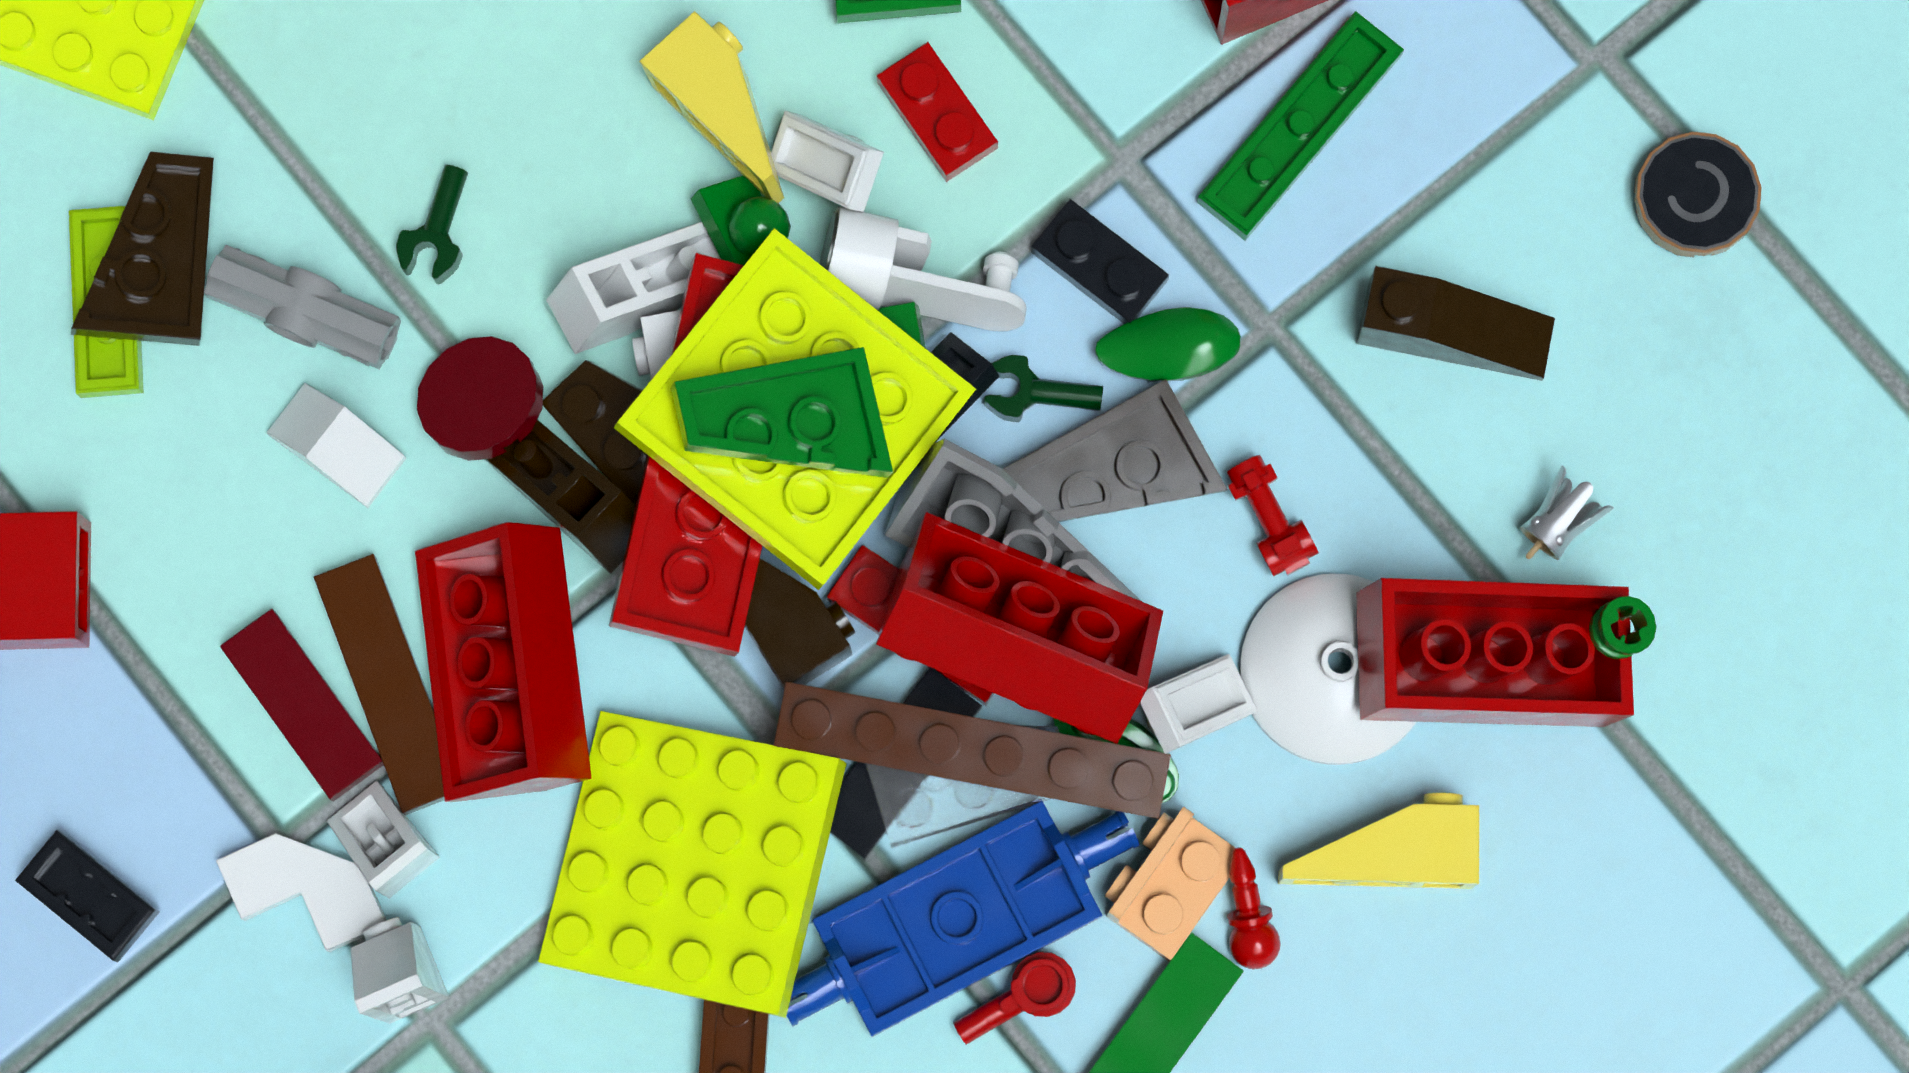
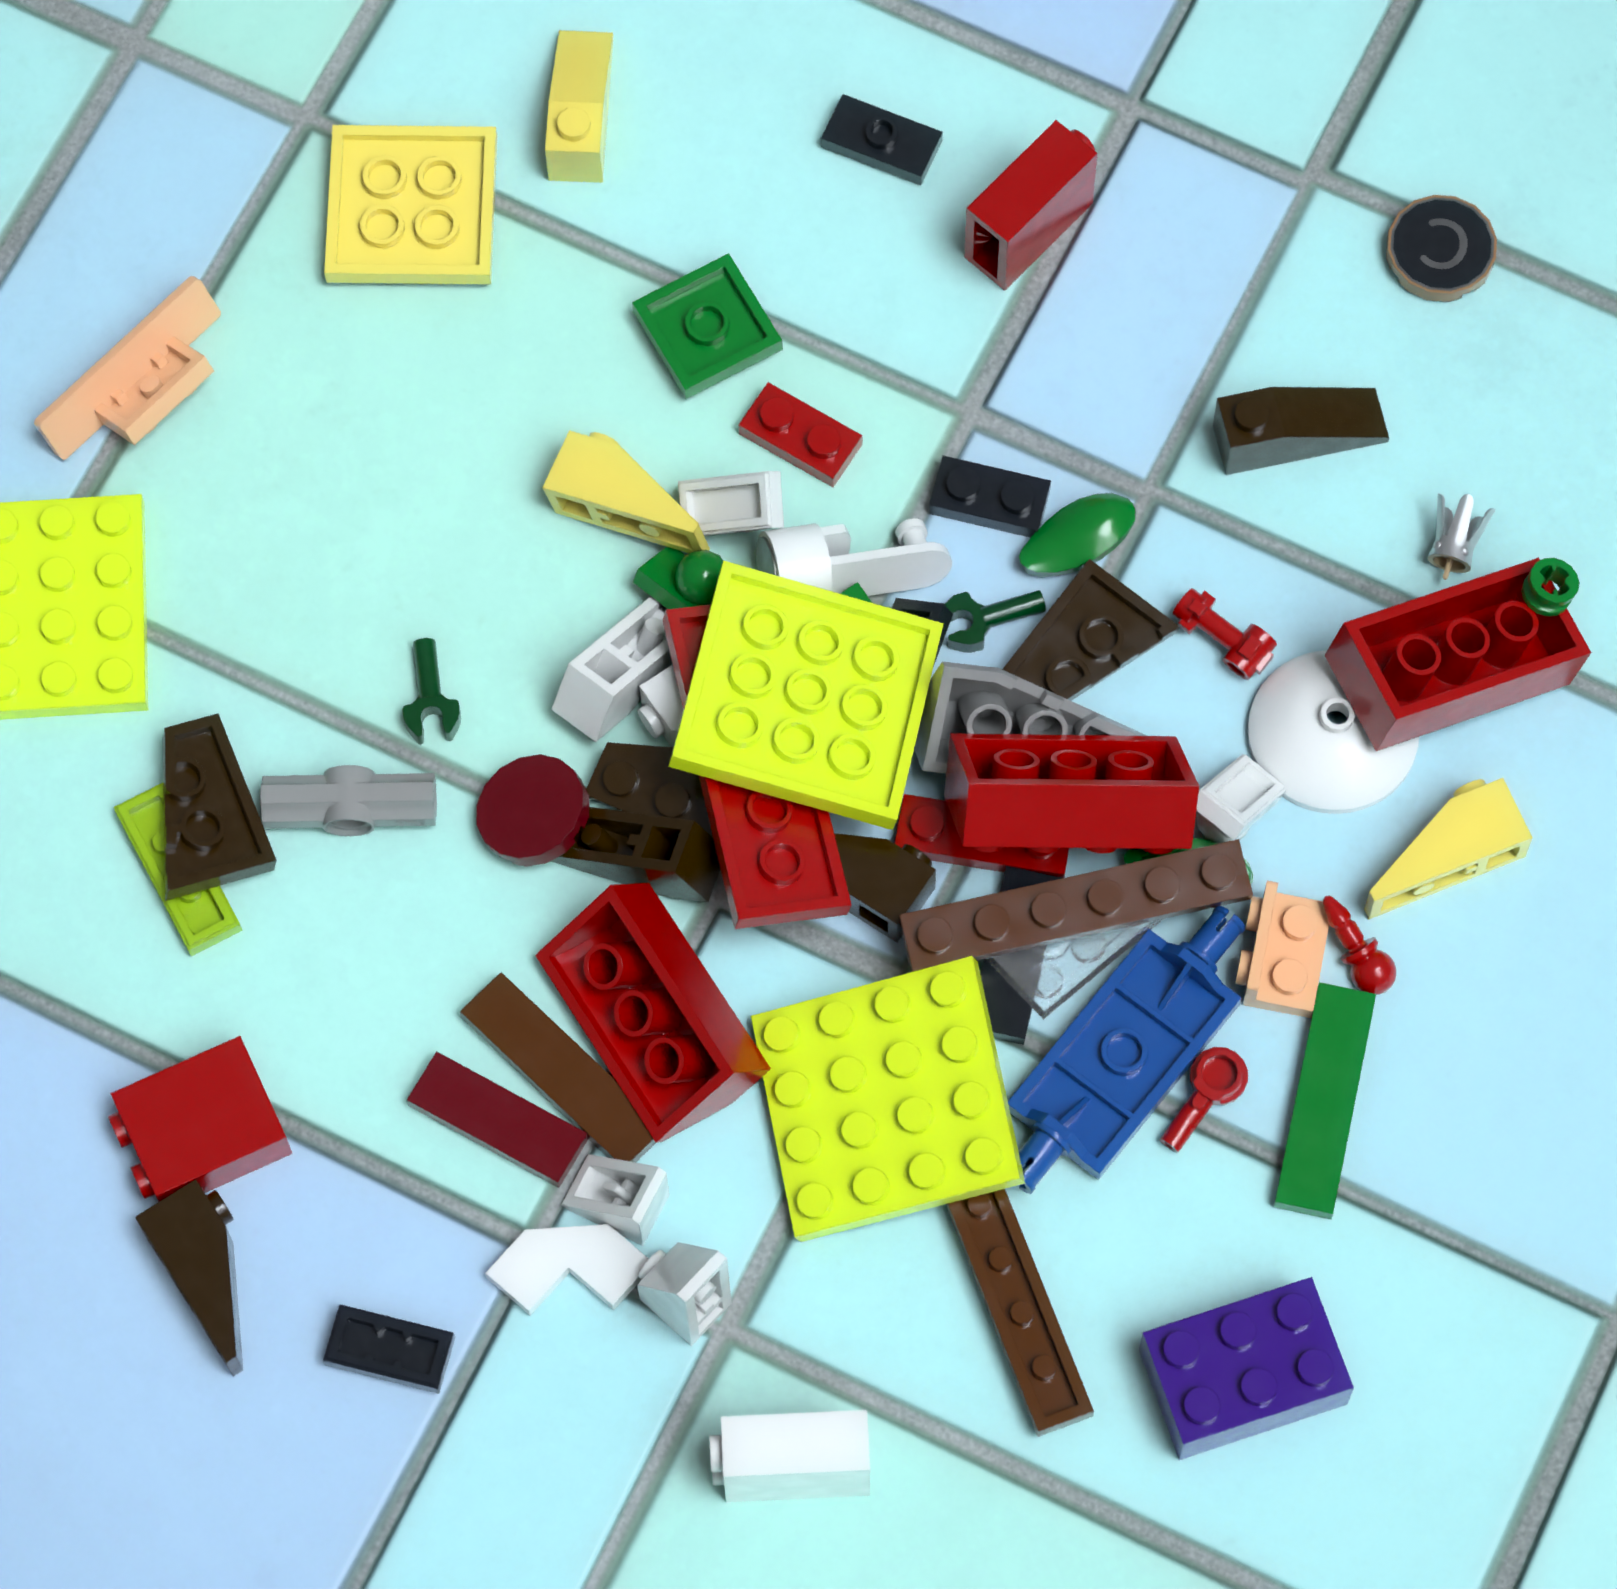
camera: 25 degrees left, 10 degrees down
(337, 444) = (427, 898): white slope -> none
(788, 413) = (808, 693): green wing -> none
(1300, 126) = (1099, 326): green tile -> none

